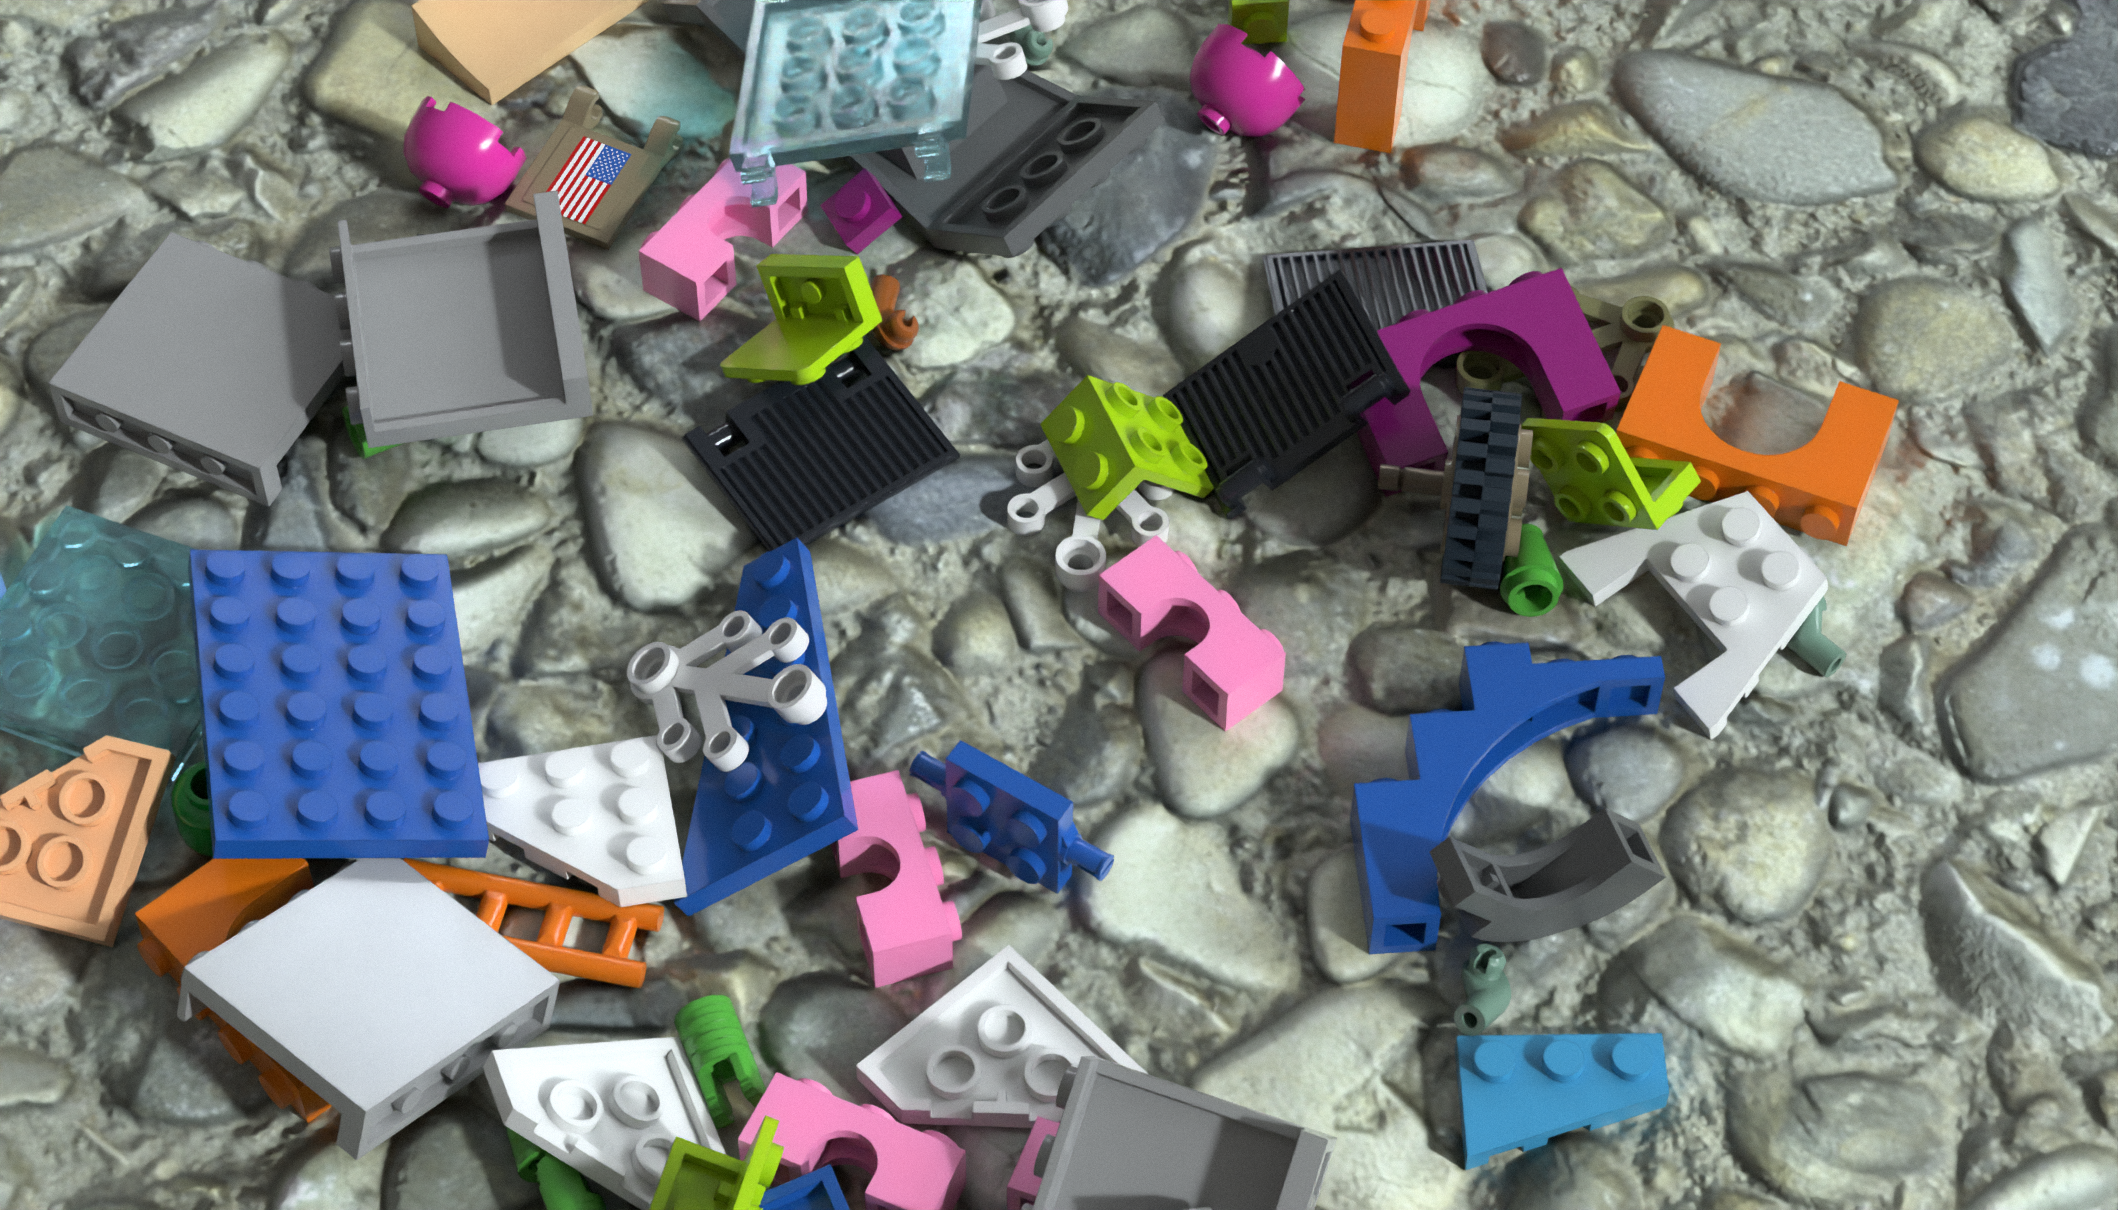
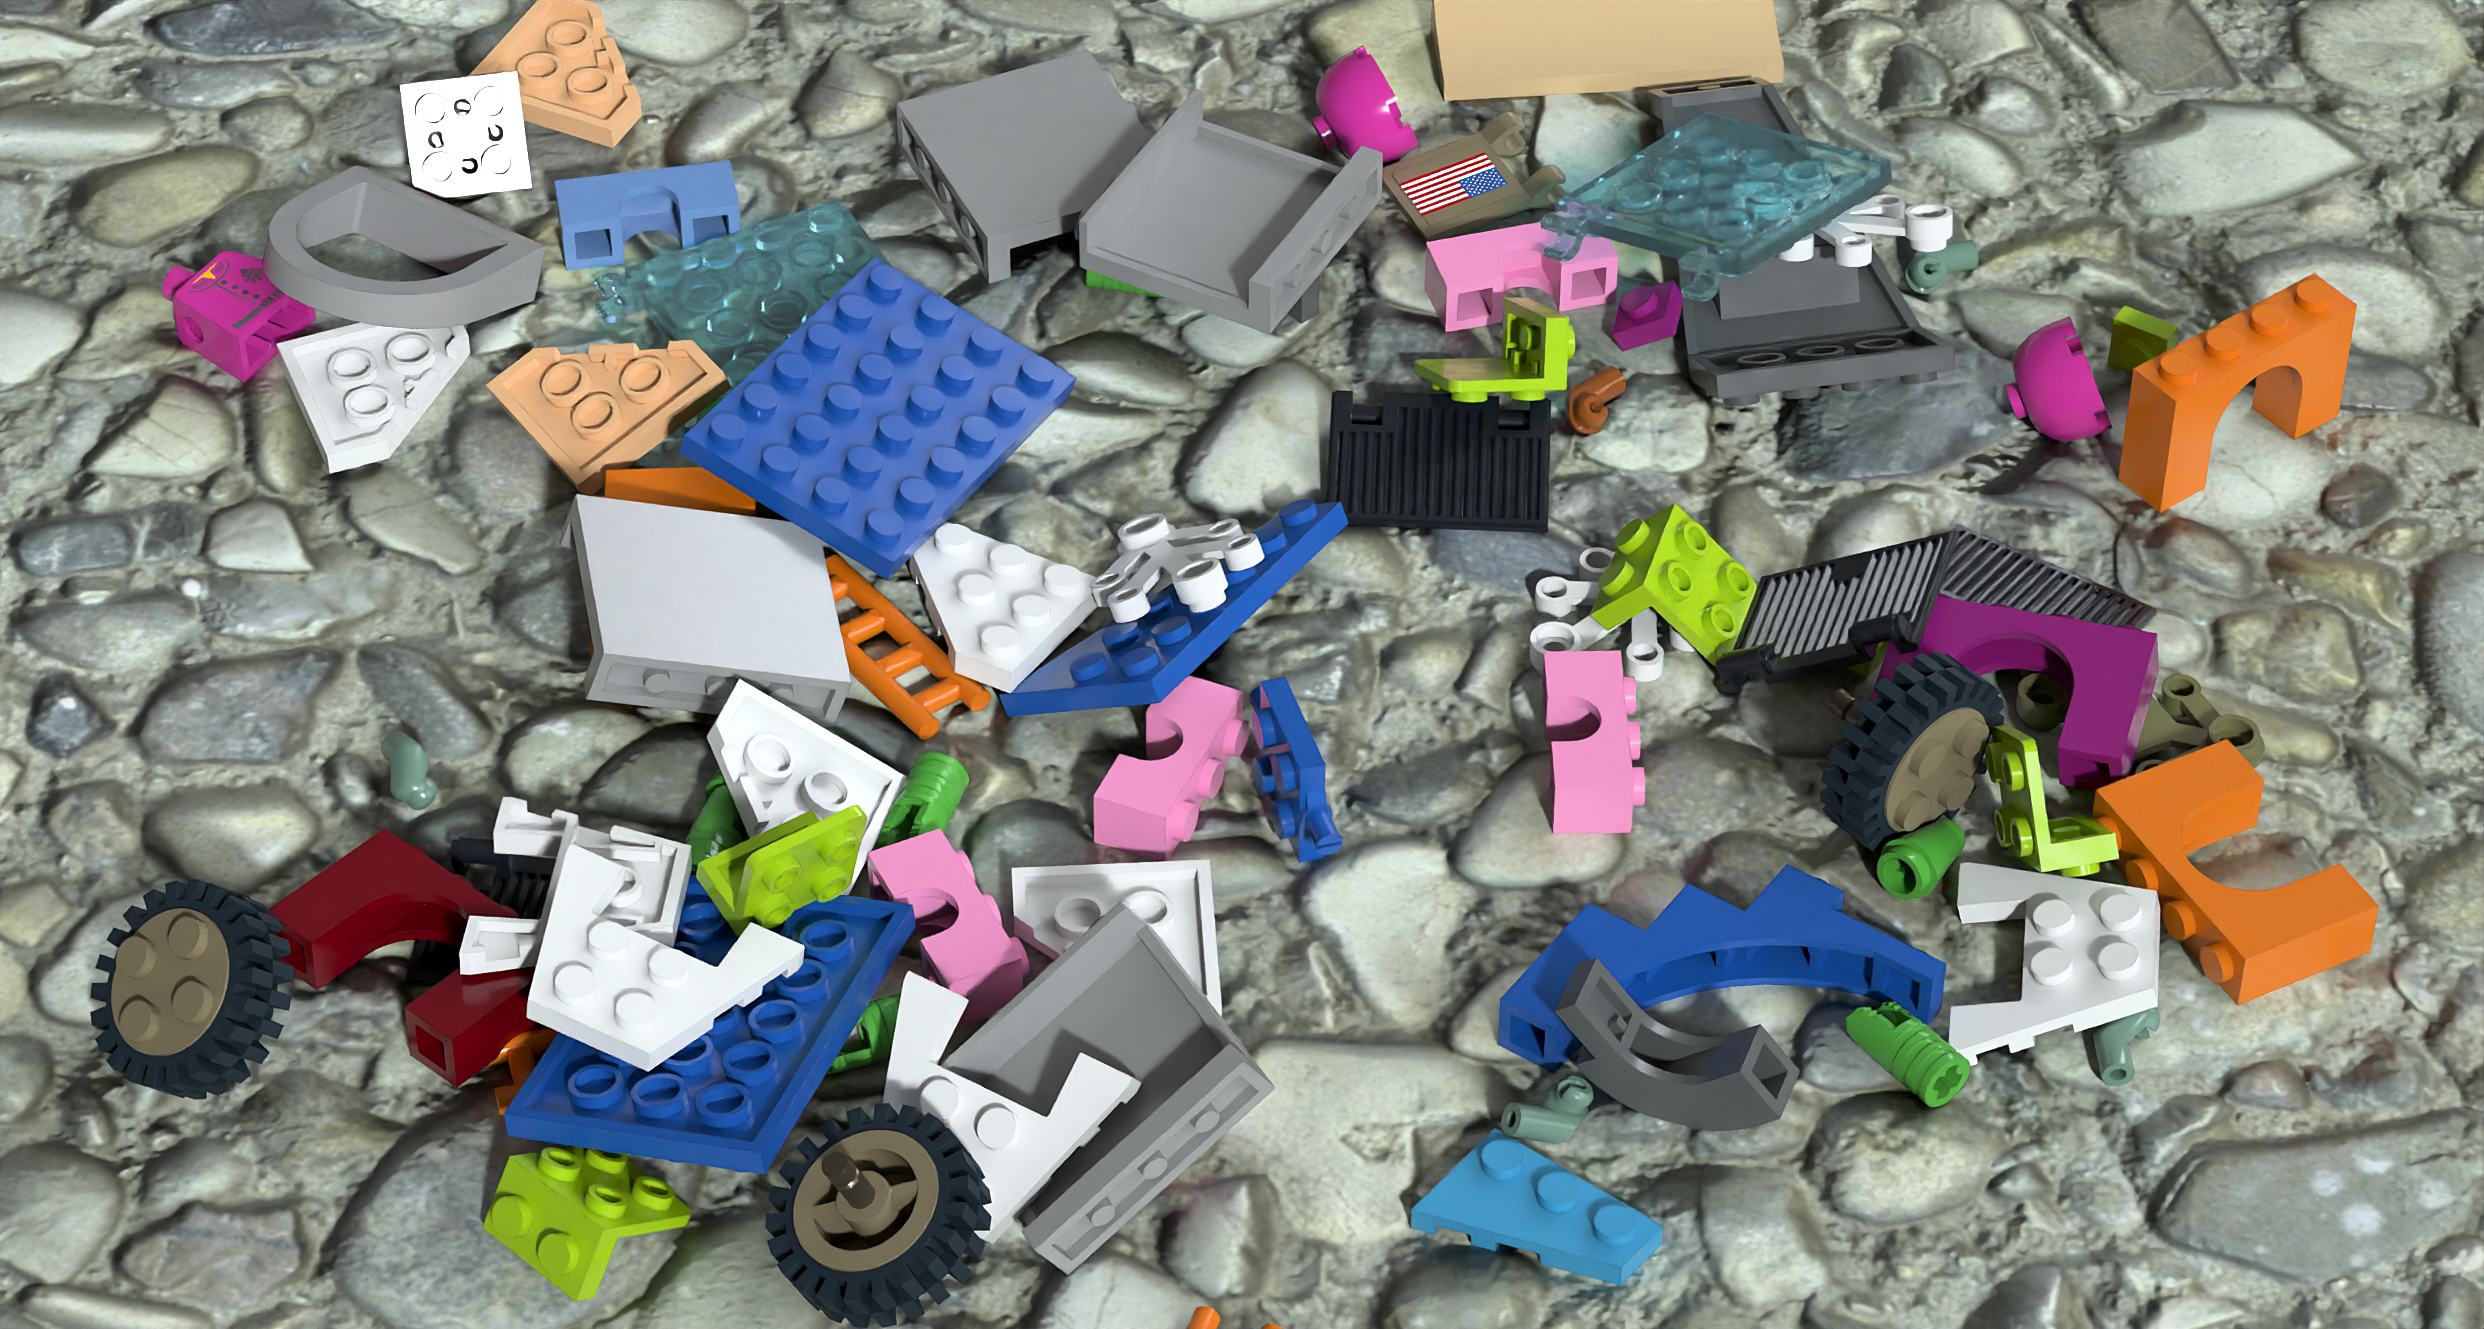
camera: 40 degrees right, 10 degrees down
(1681, 747) = (1910, 1051): none -> bright green hinge

